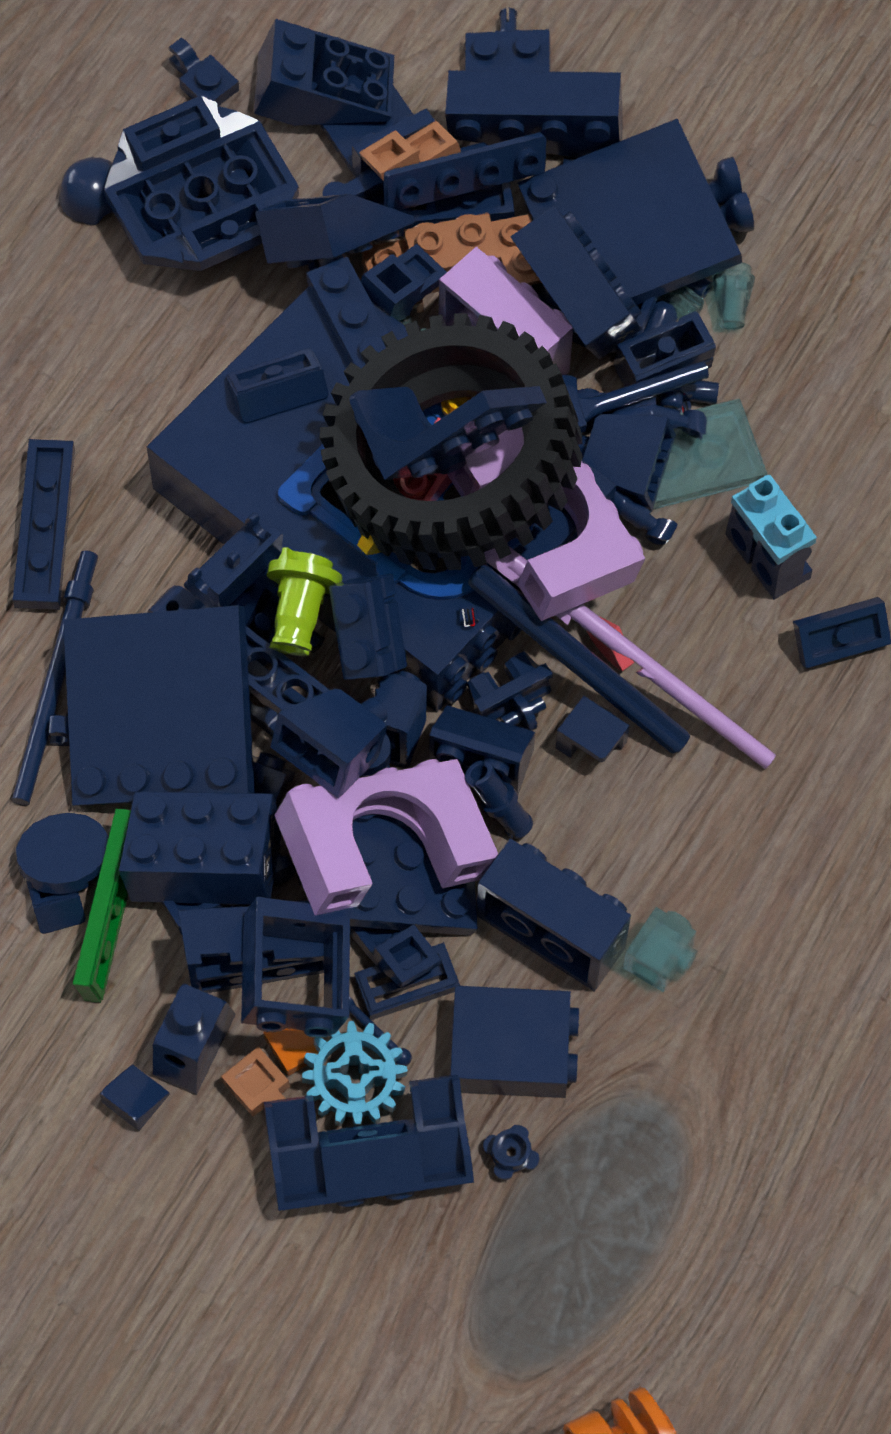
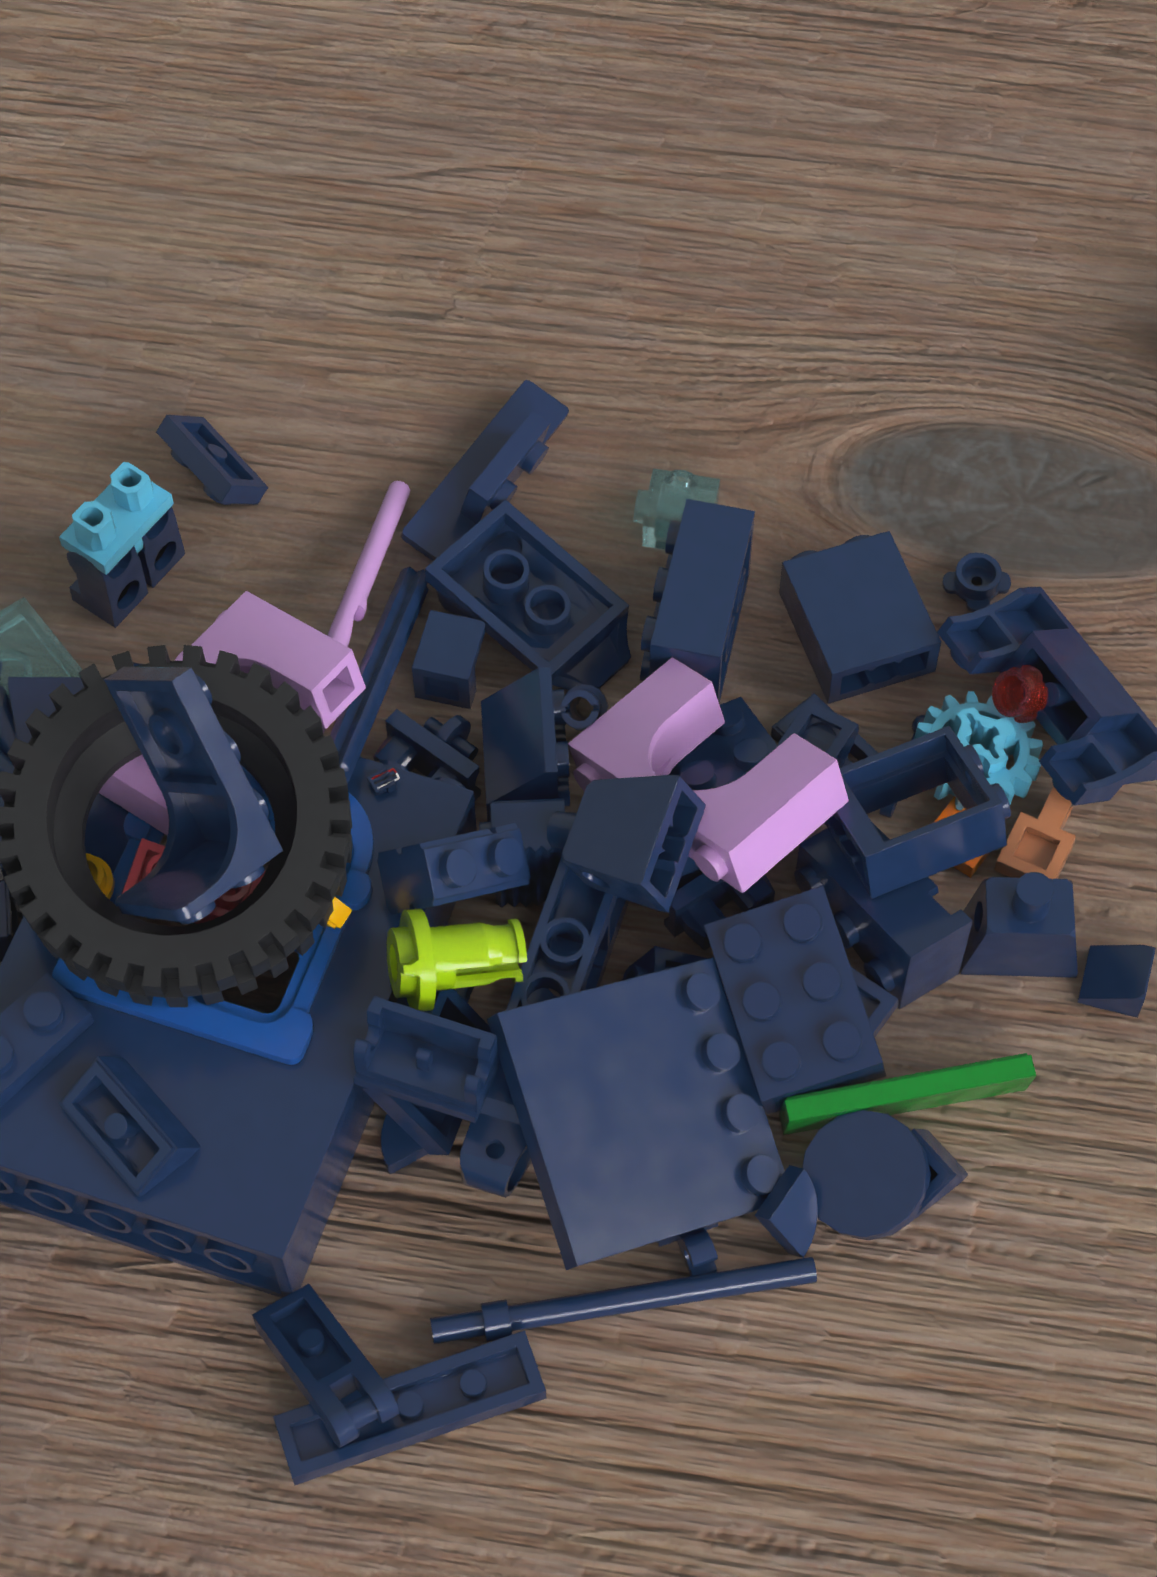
camera: 110 degrees left, 5 degrees down
(59, 793) = (791, 1211): none -> dark blue tile
(89, 475) = (325, 1364): none -> dark blue plate
(376, 1110) = (1009, 693): none -> clear red plate
(617, 807) = (534, 599): none -> dark blue slope
(758, 825) = (487, 470): none -> dark blue bracket

